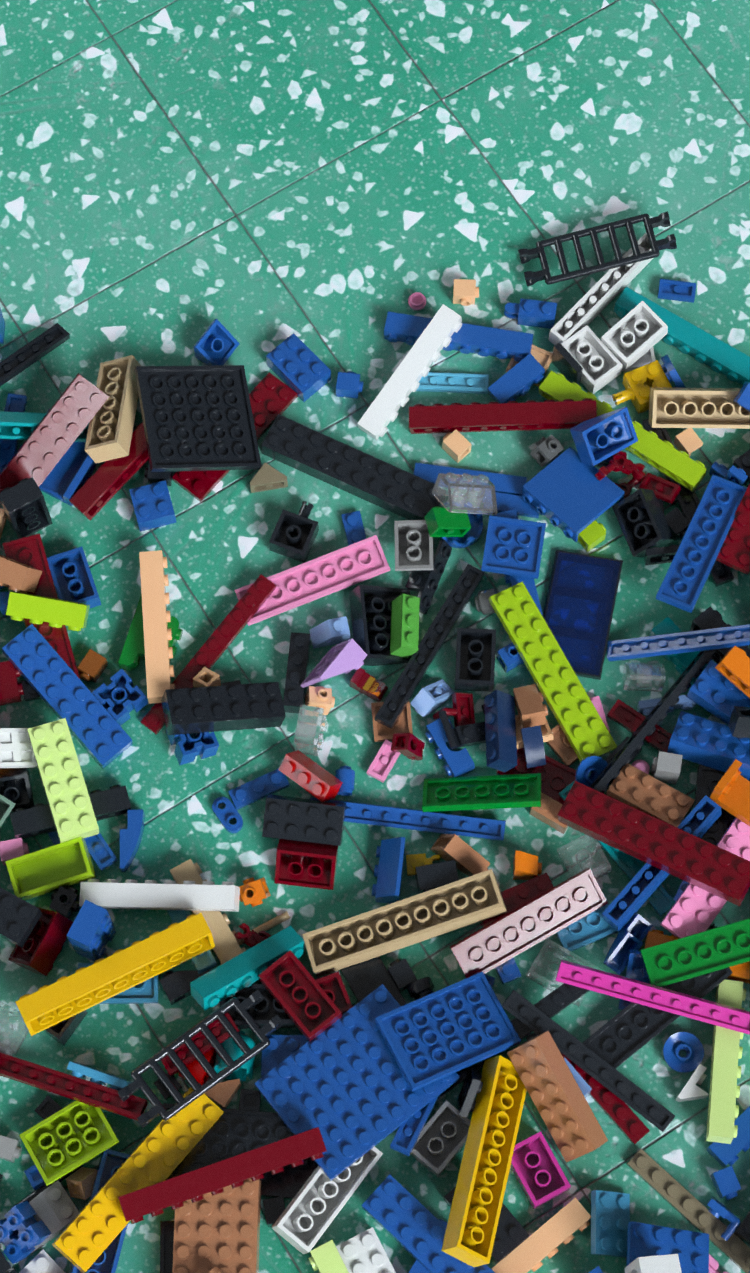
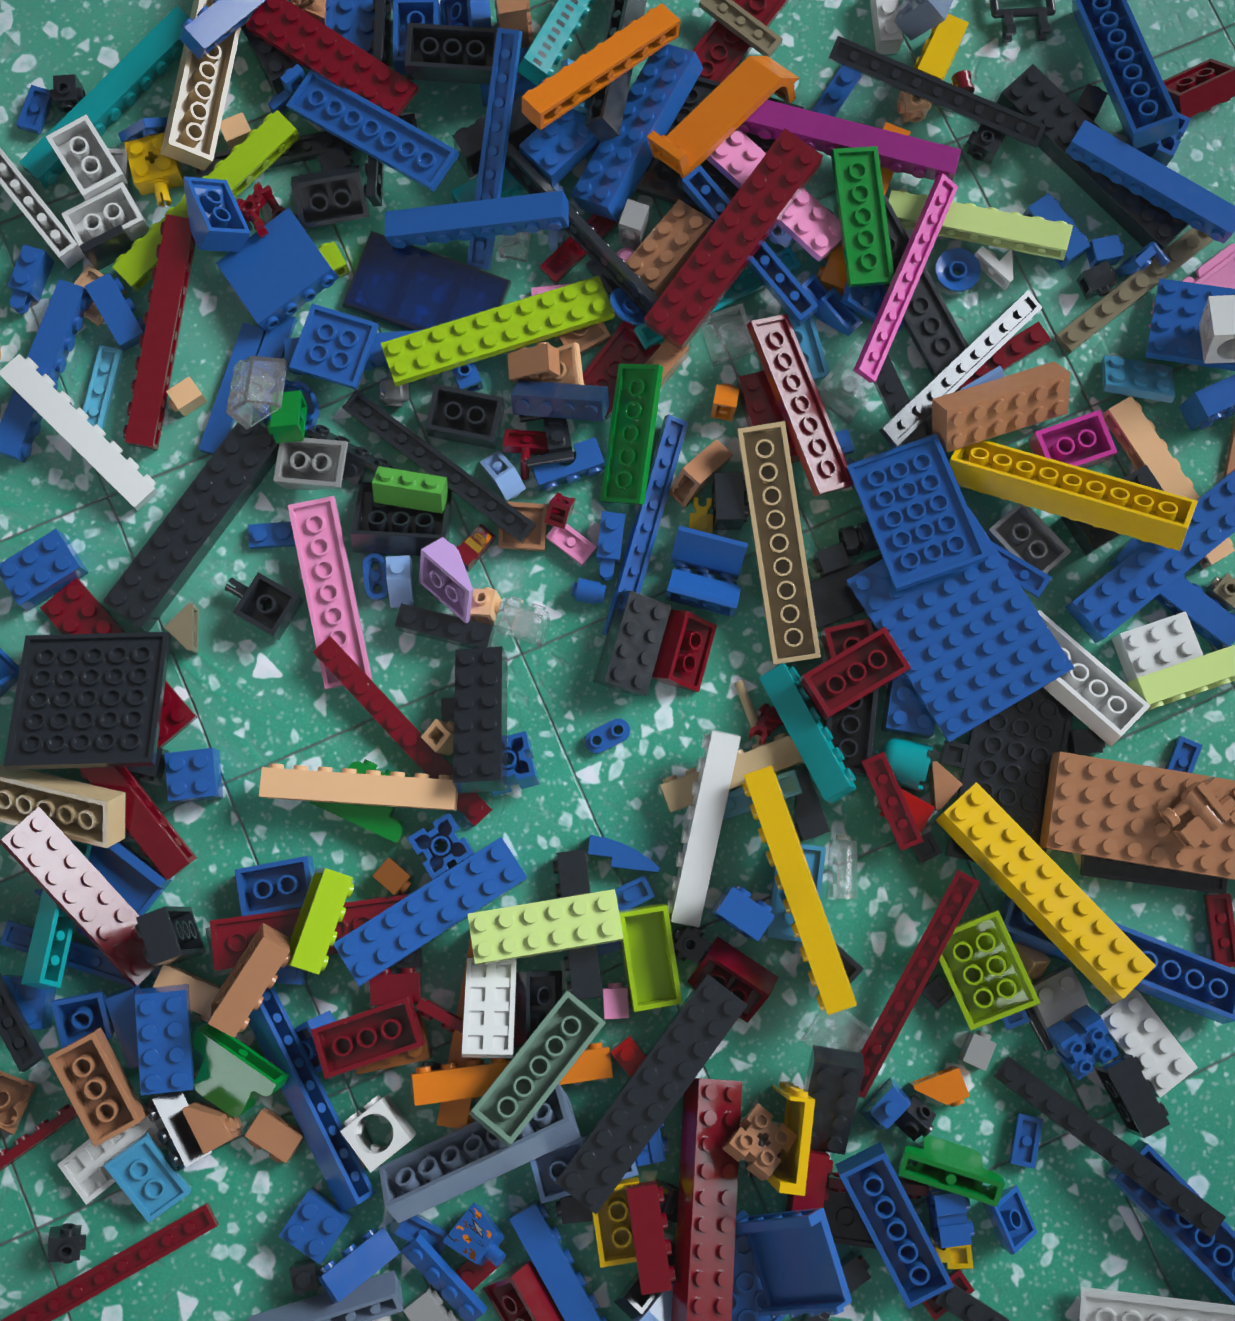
camera: 85 degrees left, 10 degrees up
(97, 1076) = (910, 925): dark azure plate -> none
(140, 1016) = (842, 869): none -> clear slope
(185, 1038) = (890, 814): black bar -> none
(222, 1174) = (1064, 790): dark red brick -> none
(258, 788) = (580, 694): blue plate -> none
(259, 889) = (709, 715): orange brick -> none
(310, 776) = (579, 628): red brick -> none
(331, 611) = (375, 577): none -> blue plate
(349, 385) = (78, 512): blue brick -> none
(358, 871) = (703, 592): none -> blue slope
(387, 791) = (610, 543): none -> blue brick
(471, 1086) = (986, 502): black plate -> none
(533, 746) = (587, 365): dark blue slope -> none
(547, 450) = (212, 287): dark grey brick -> none
(640, 638) = (477, 219): none -> blue brick
(662, 488) = (291, 165): dark red plate -> none
(694, 310) = (66, 92): none -> black brick
(697, 1179) = (1097, 280): none -> black brick

